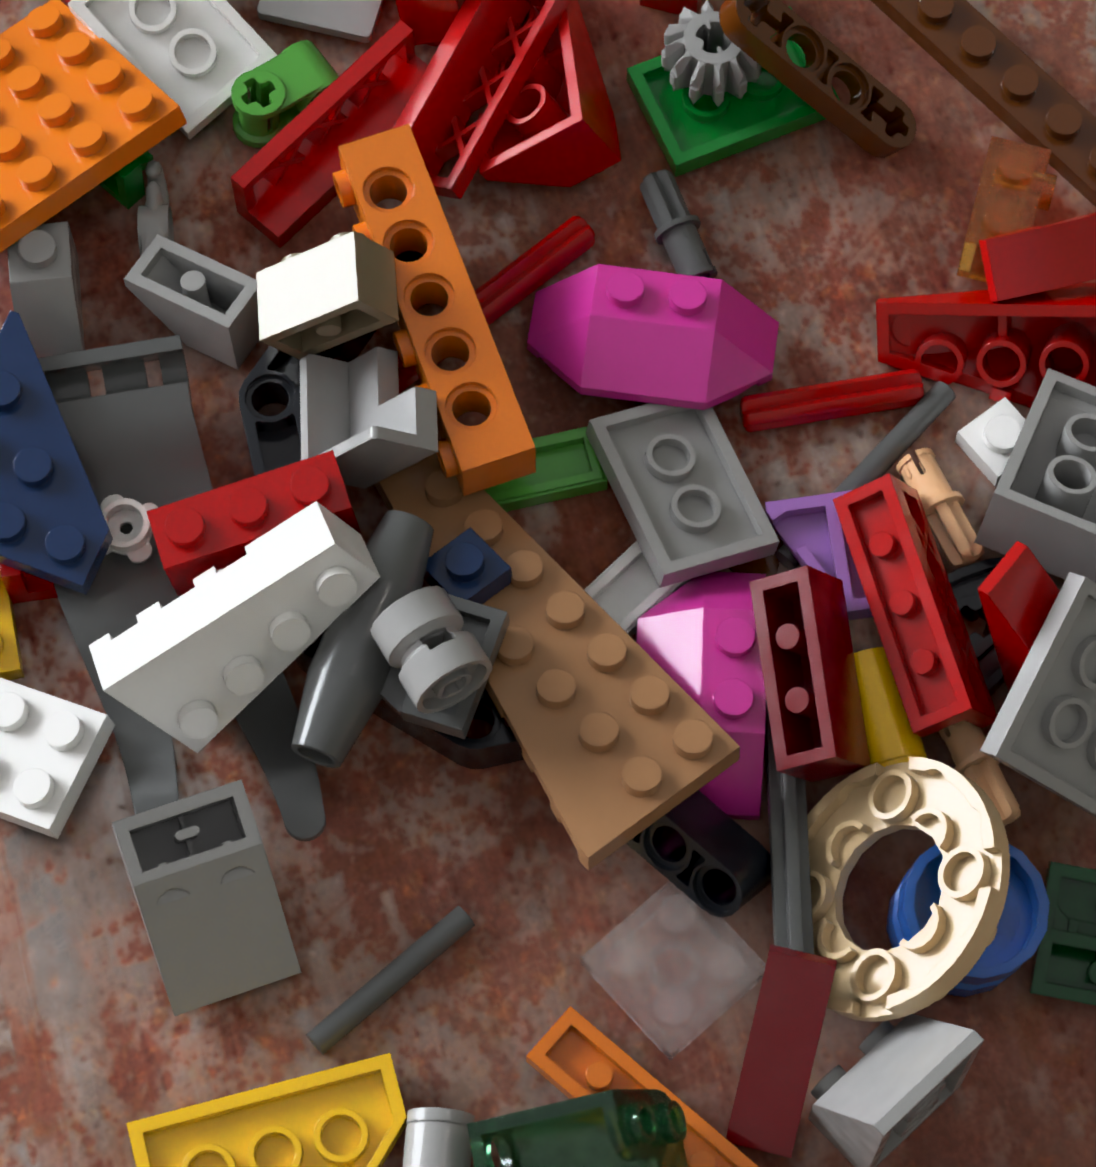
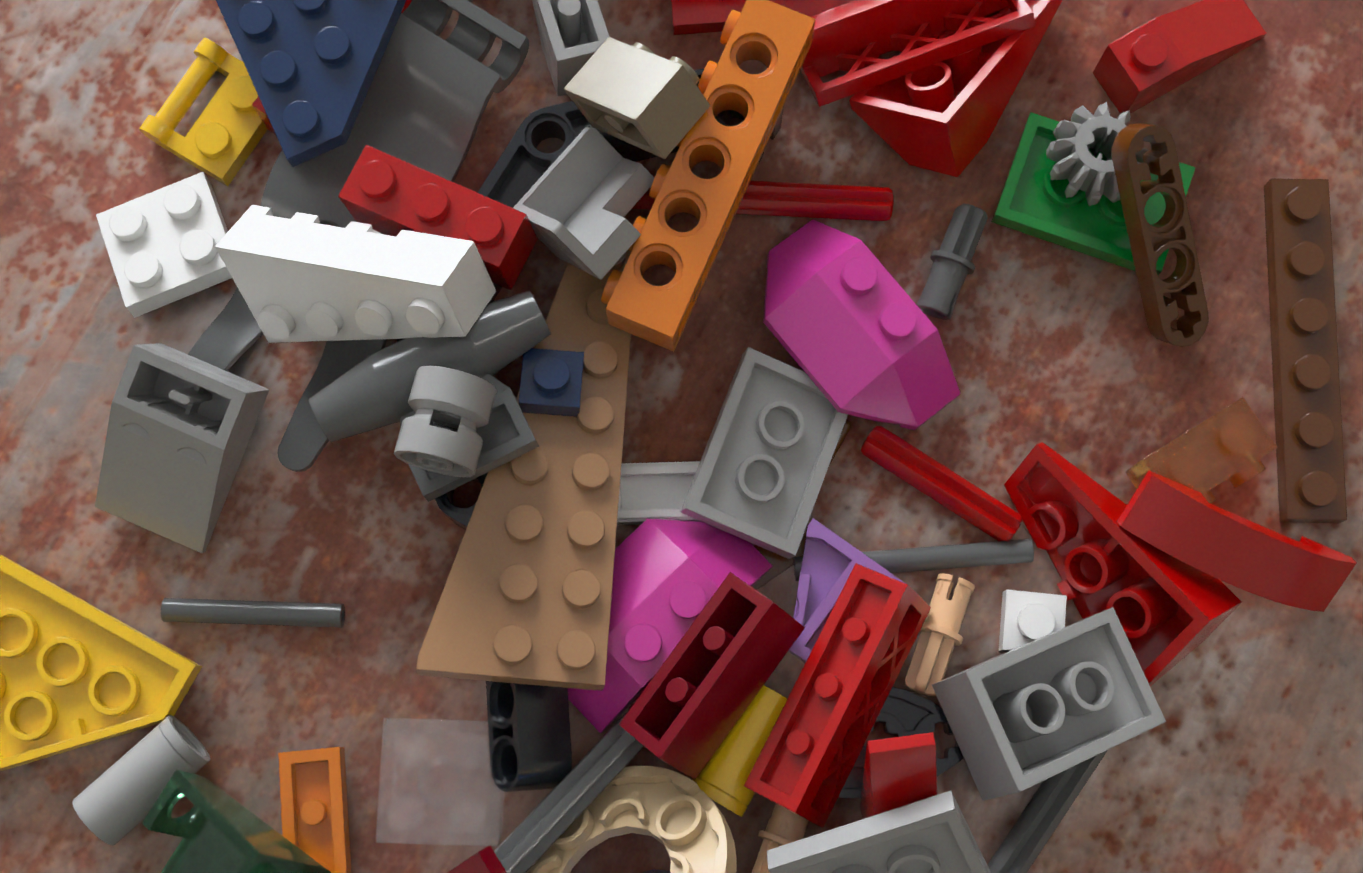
camera: 45 degrees right, 10 degrees up
(123, 511) = (372, 127): white plate -> none
(563, 470) = (701, 357): bright green tile -> none

